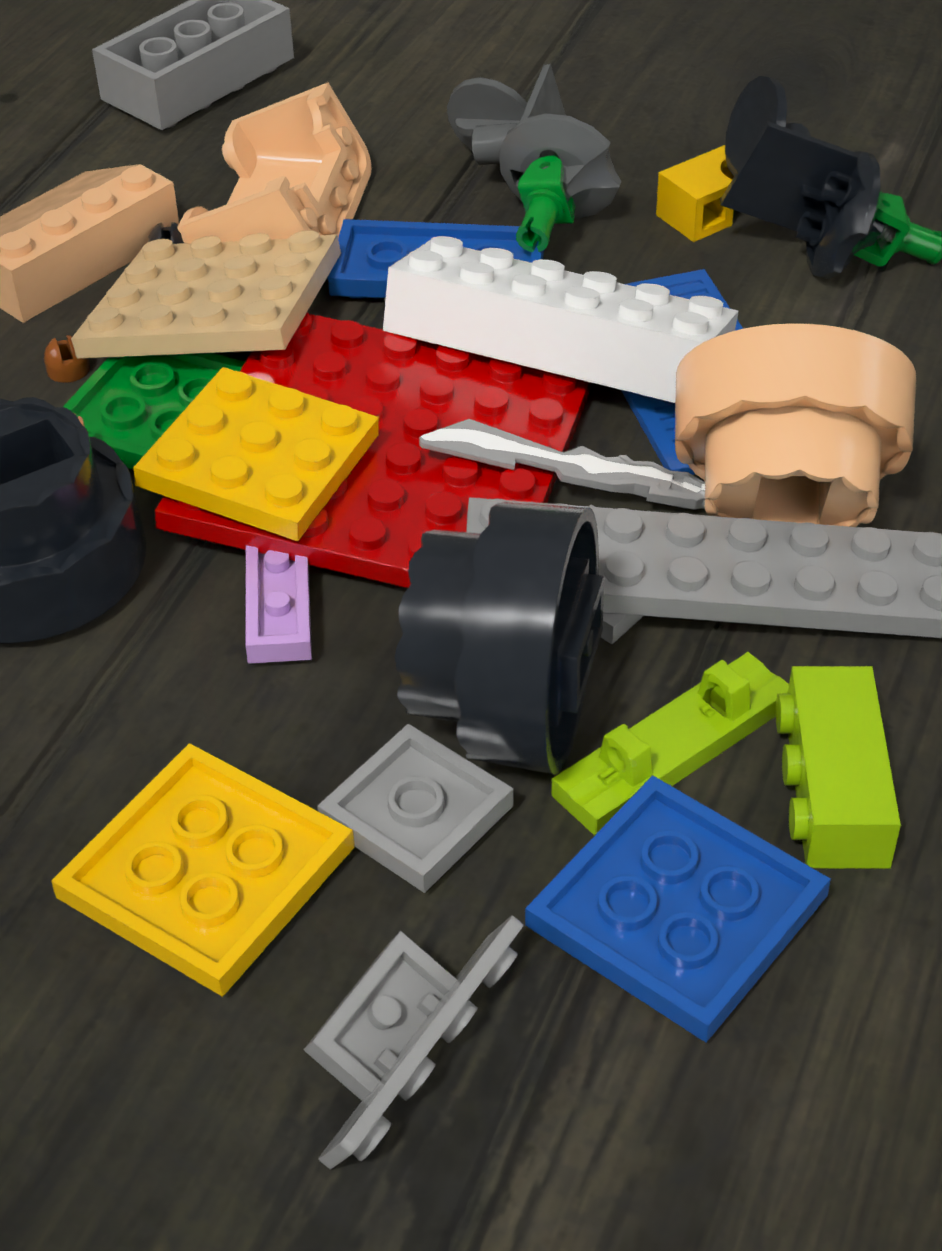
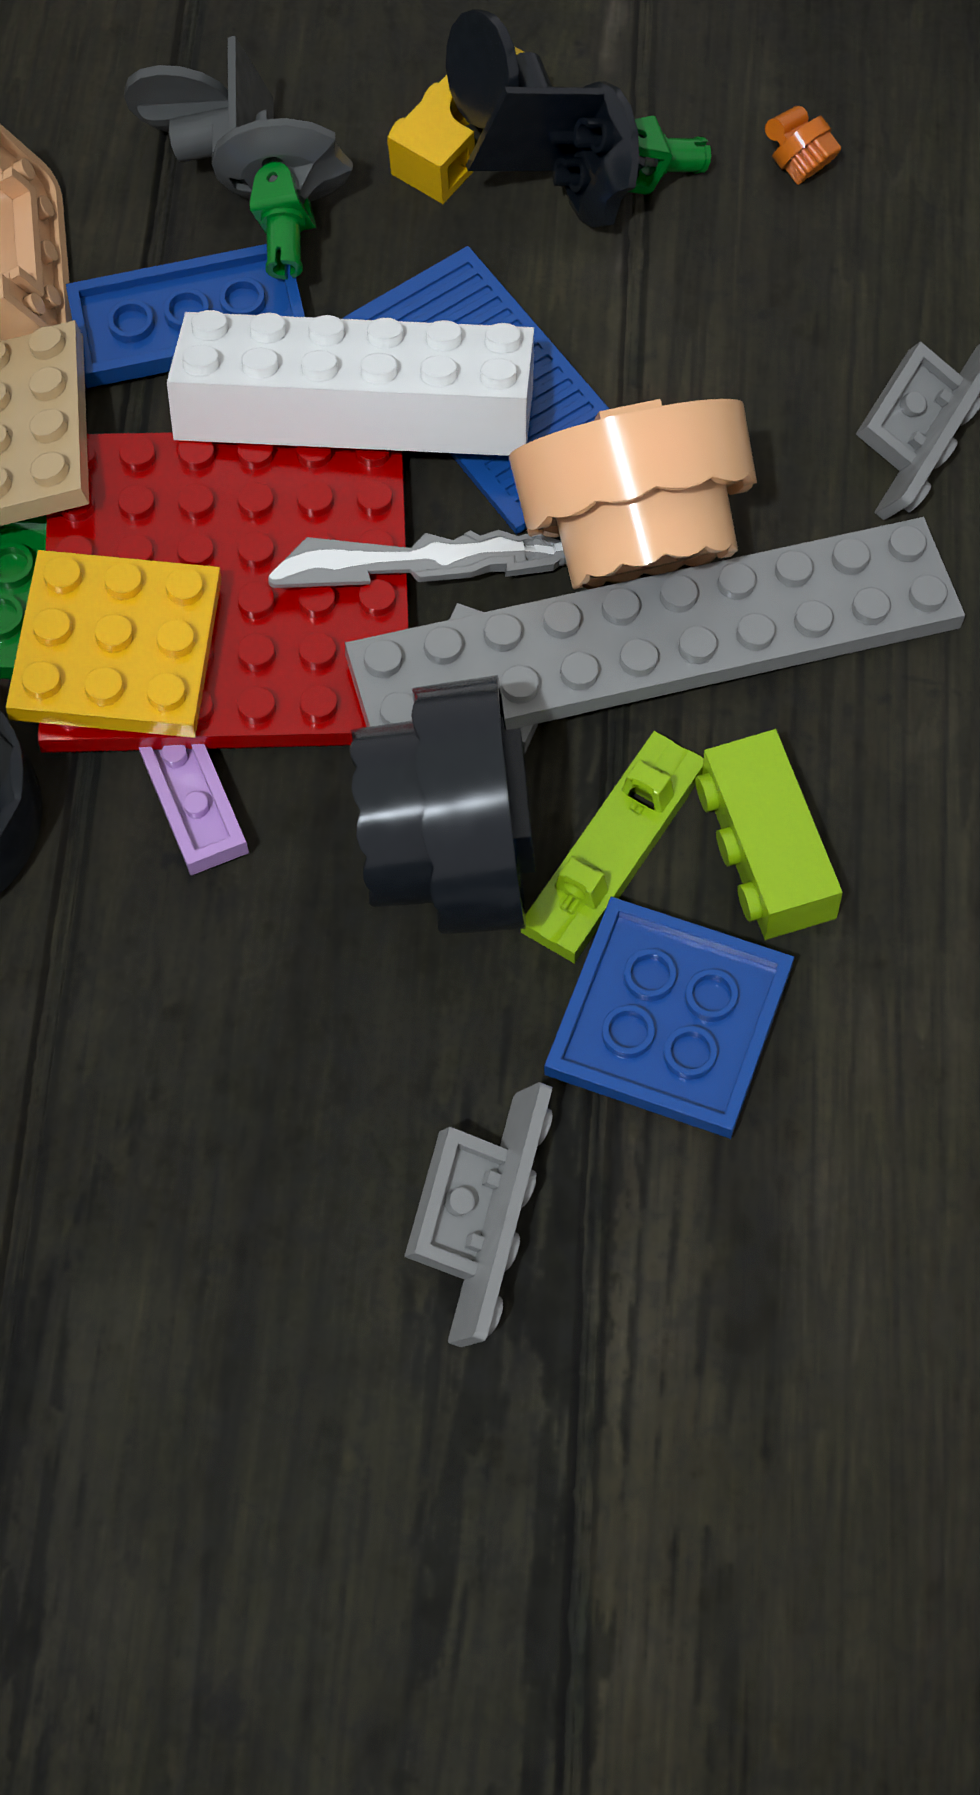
camera: 15 degrees left, 20 degrees up
(204, 867) = (243, 1105): yellow plate -> none
(418, 806) = (409, 988): light grey plate -> none

